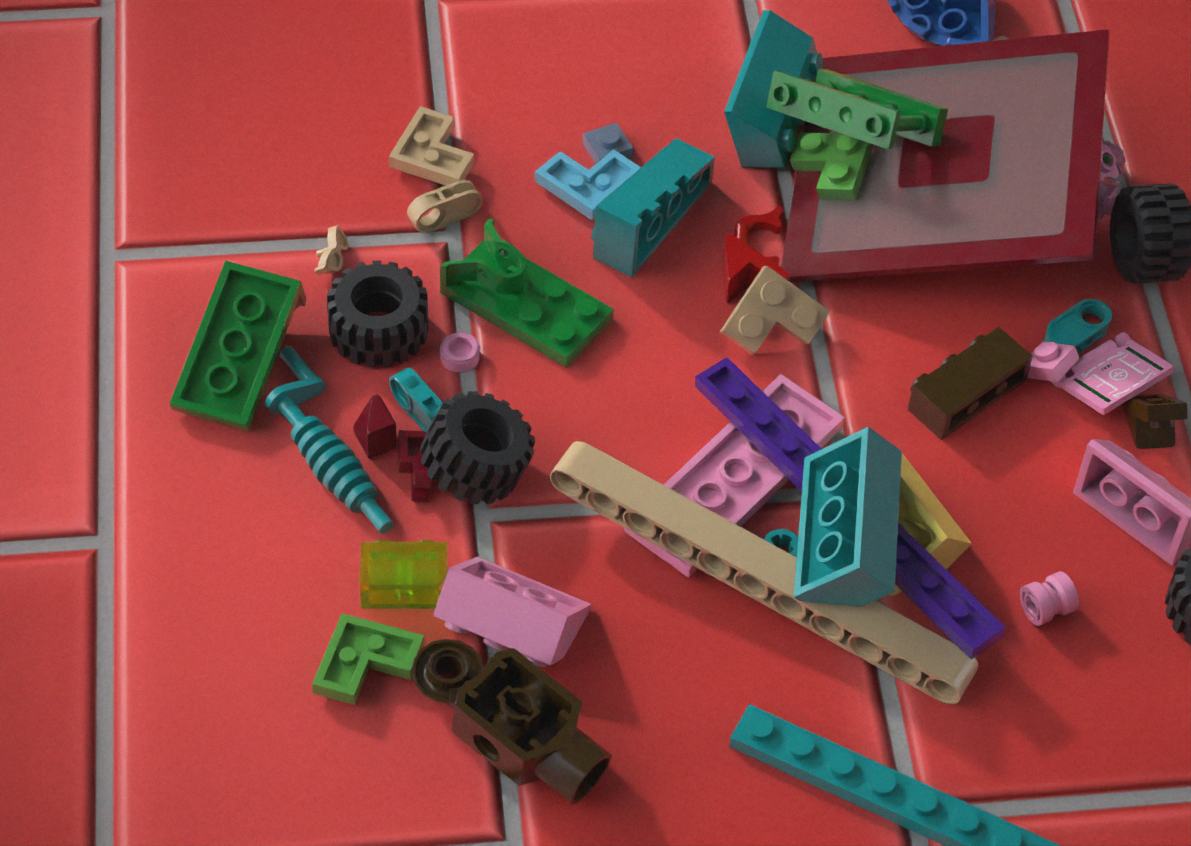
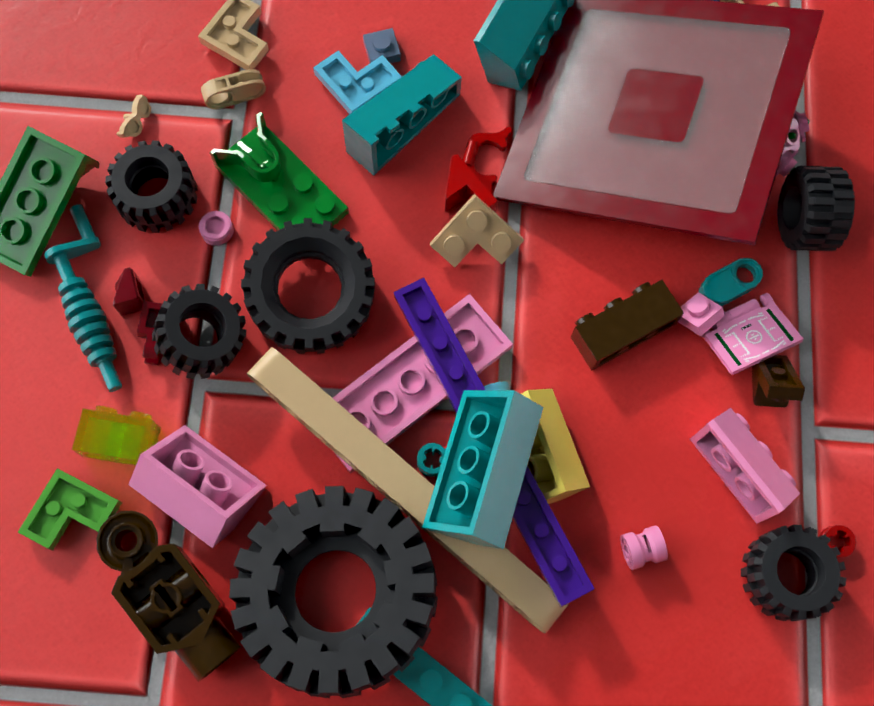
camera: 10 degrees right, 20 degrees up
(415, 397) = (166, 268): teal piece -> none
(604, 343) = (299, 243): none -> black tyre
(765, 732) = (266, 588): none -> black tyre
(838, 157) = (568, 95): bright green plate -> none
(857, 108) = (587, 54): green fence -> none

